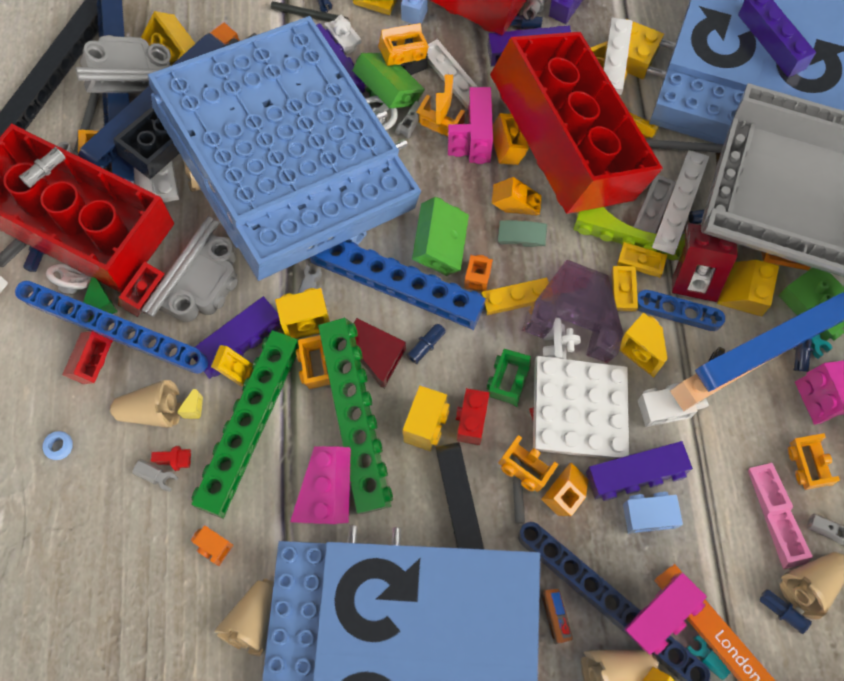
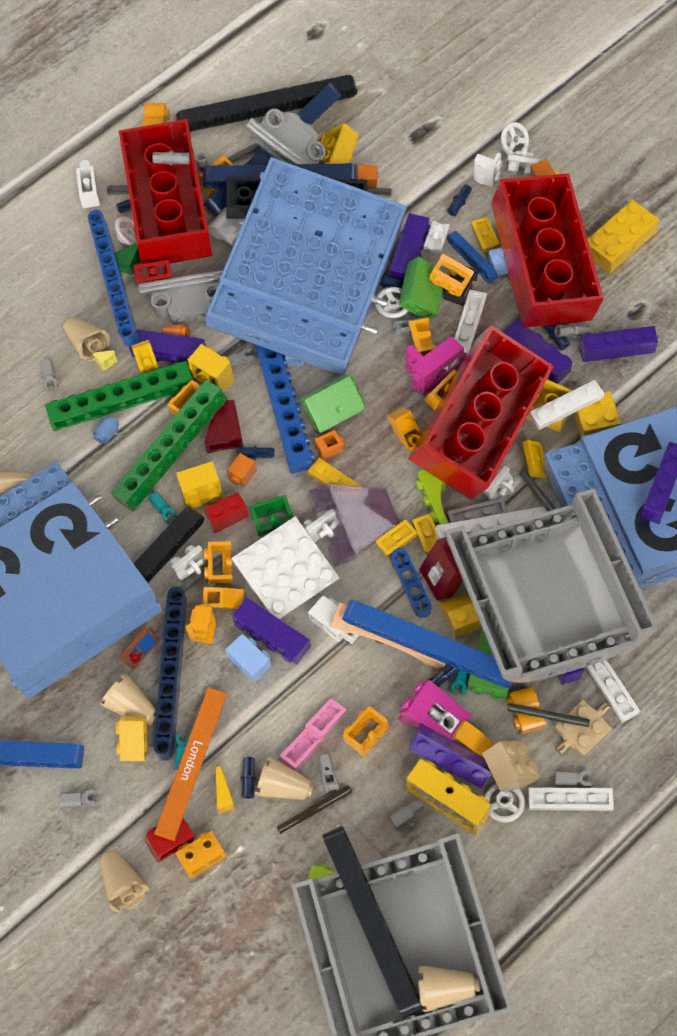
camera: 55 degrees right, 5 degrees down
(51, 439) = (25, 307): light blue piece -> none
(87, 357) = (86, 283): red brick -> none
(177, 458) = (67, 377): red piece -> none
(211, 544) = (32, 436): orange brick -> none
(224, 315) = (179, 329): none -> orange cone
(273, 464) = (105, 429): none -> medium blue brick
(304, 11) = (437, 204): pearl dark grey bar -> none
(325, 488) = (110, 462): dark pink wedge -> none
(365, 22) = (472, 257): none -> blue beam
(410, 473) = (161, 506): none -> teal bar
(437, 369) = (241, 470): none -> orange brick
(444, 99) = (425, 330): light orange slope -> none
(497, 482) = (189, 563): none -> white hips
(522, 232) = (383, 450): sand green slope -> none
(586, 529) = (202, 624): none -> light orange window
(645, 344) = (361, 572): yellow slope -> none
(666, 614) = (182, 695): dark pink wedge -> none
(794, 652) = (224, 798): none -> yellow slope

